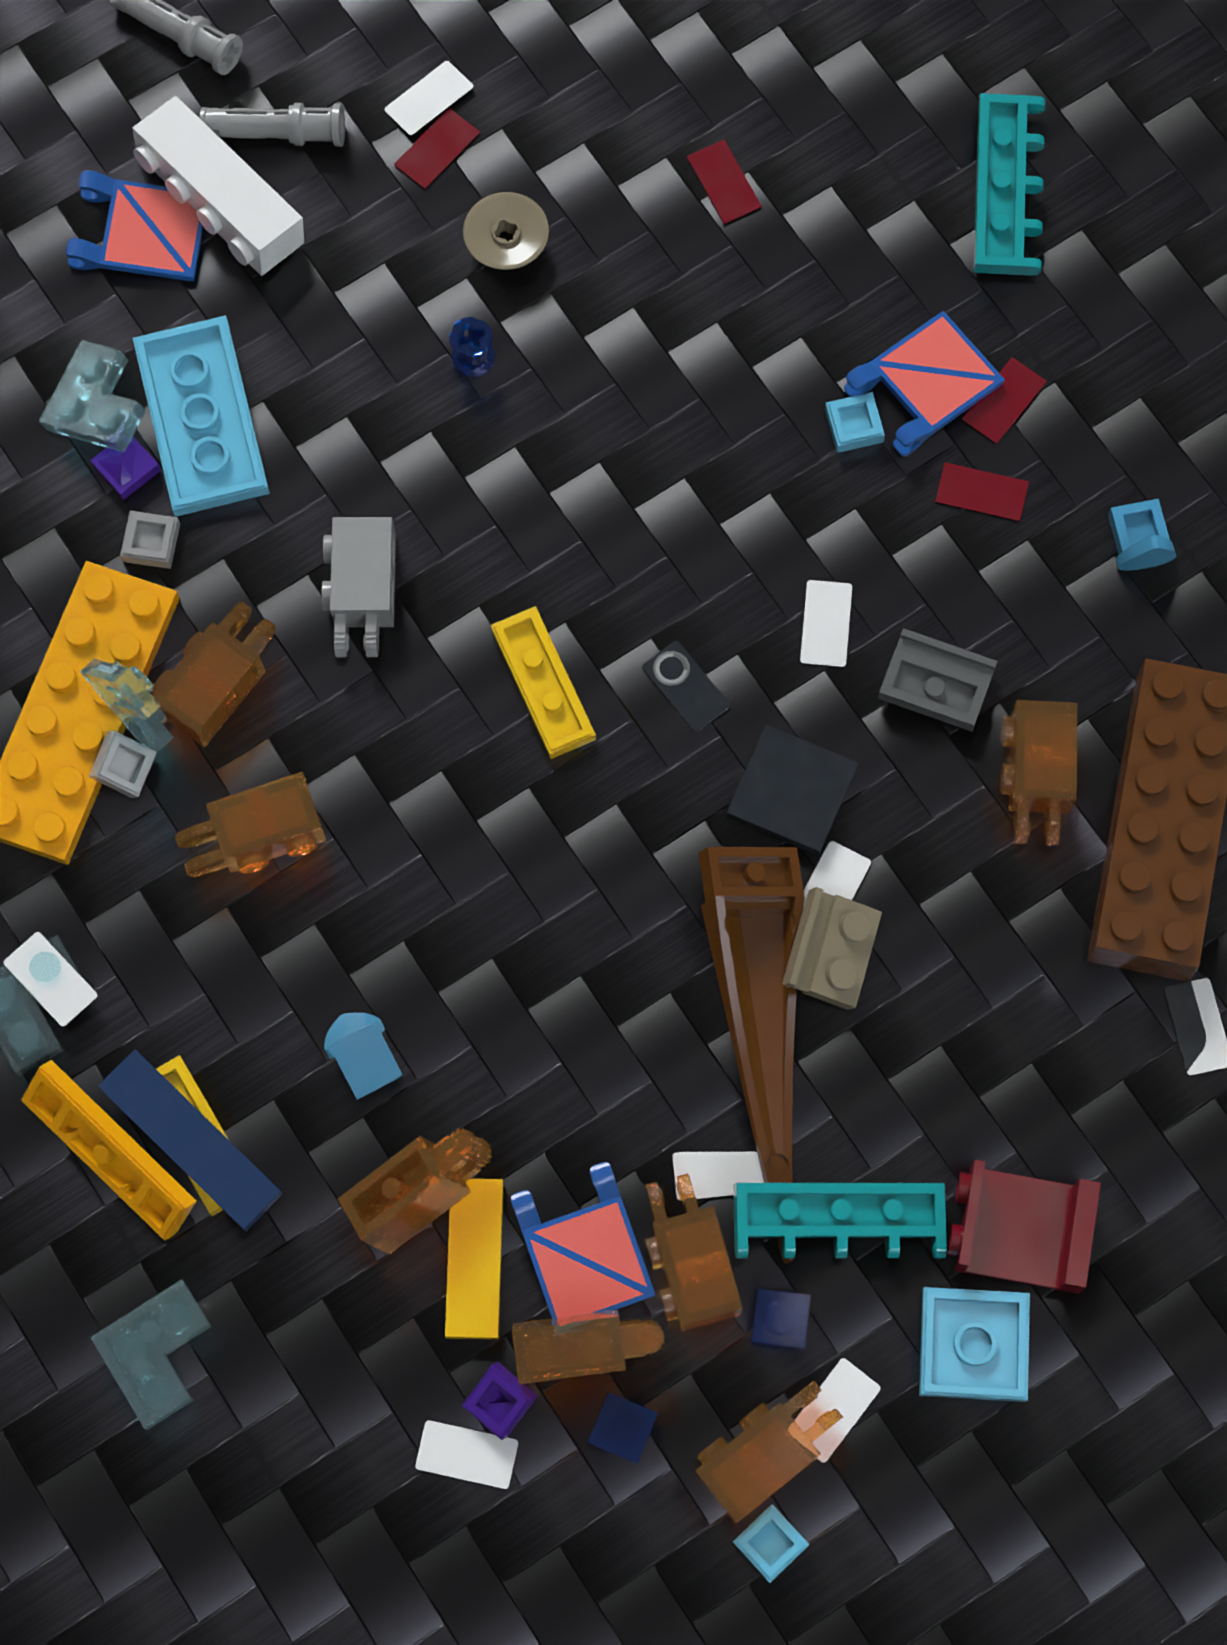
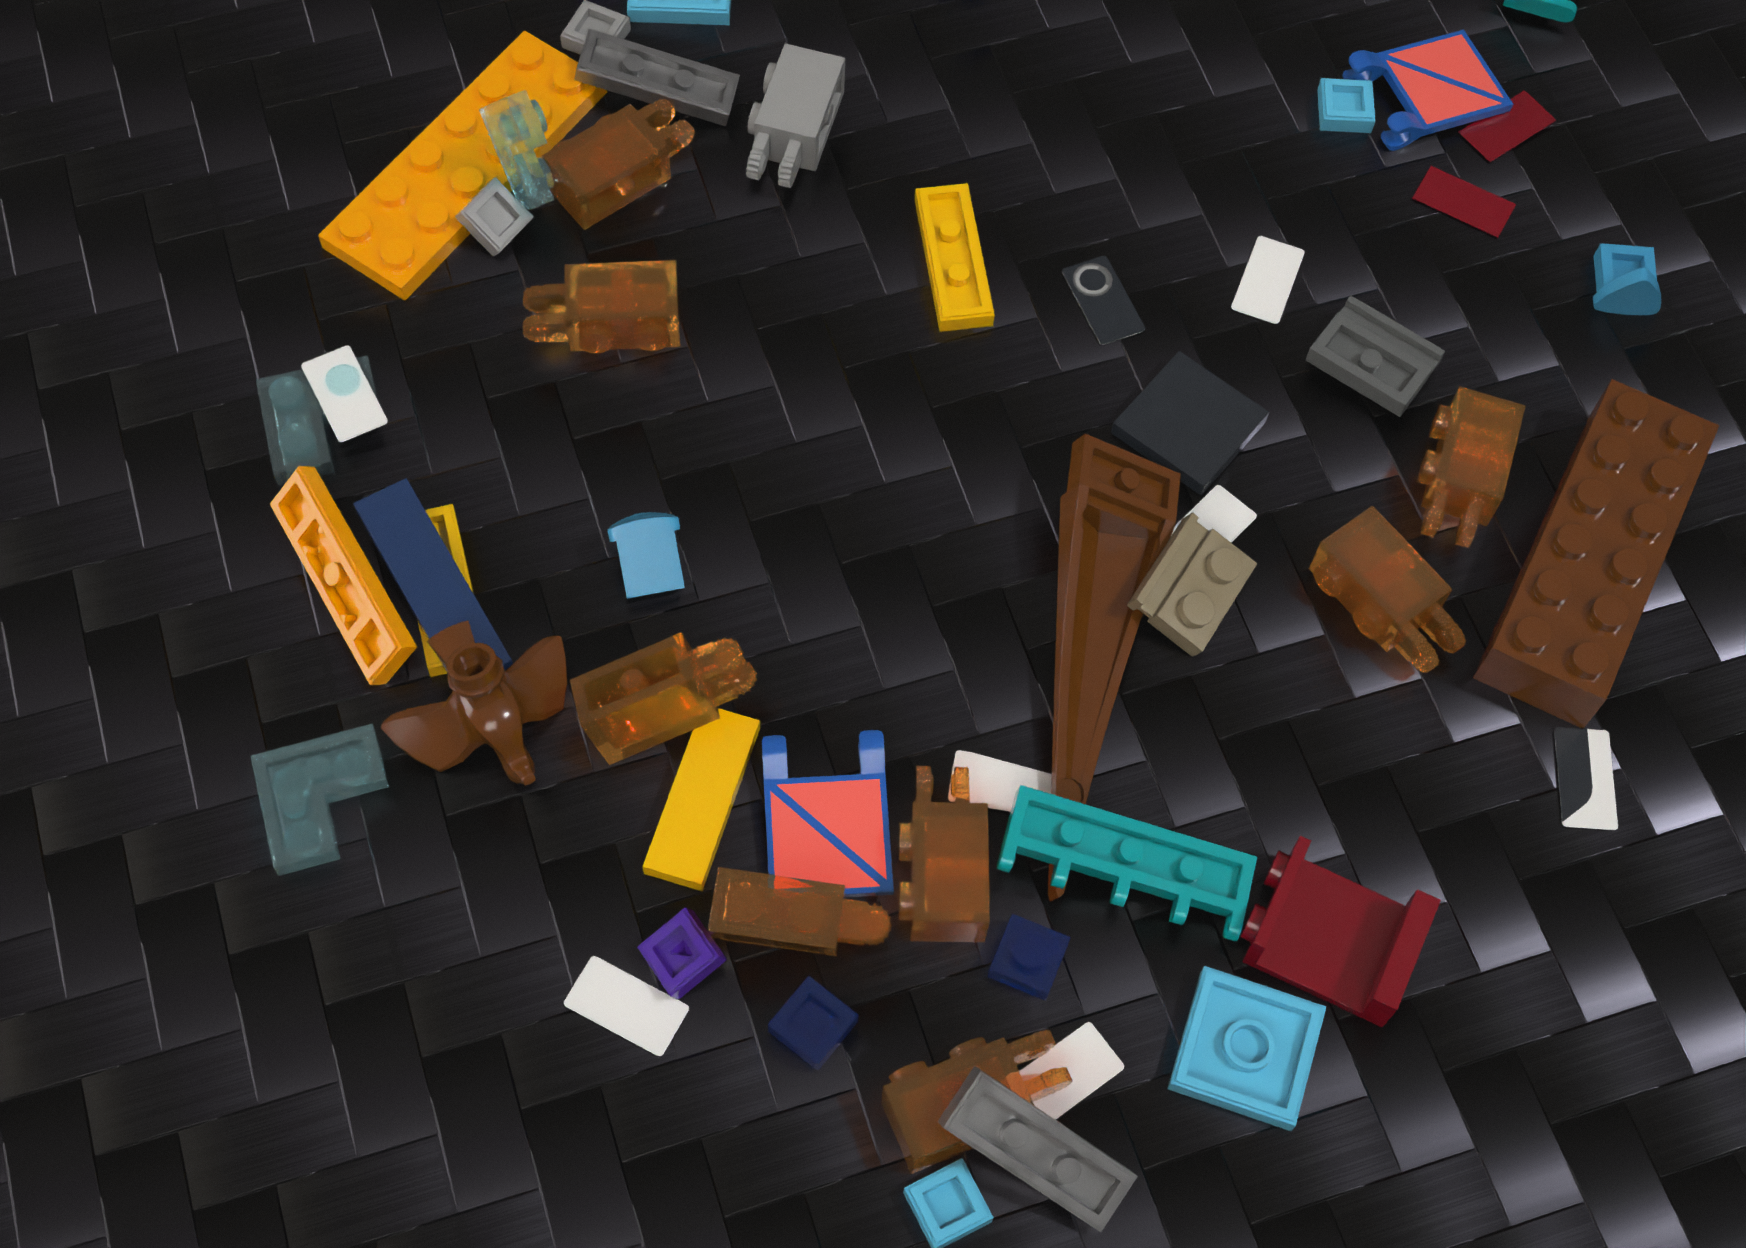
camera: 10 degrees right, 10 degrees down
(223, 577) = (656, 75): none -> flat silver tile
(271, 1235) = (484, 703): none -> reddish brown animal
(829, 1484) = (1037, 1149): none -> flat silver tile
(996, 906) = (1387, 589): none -> clear orange hinge

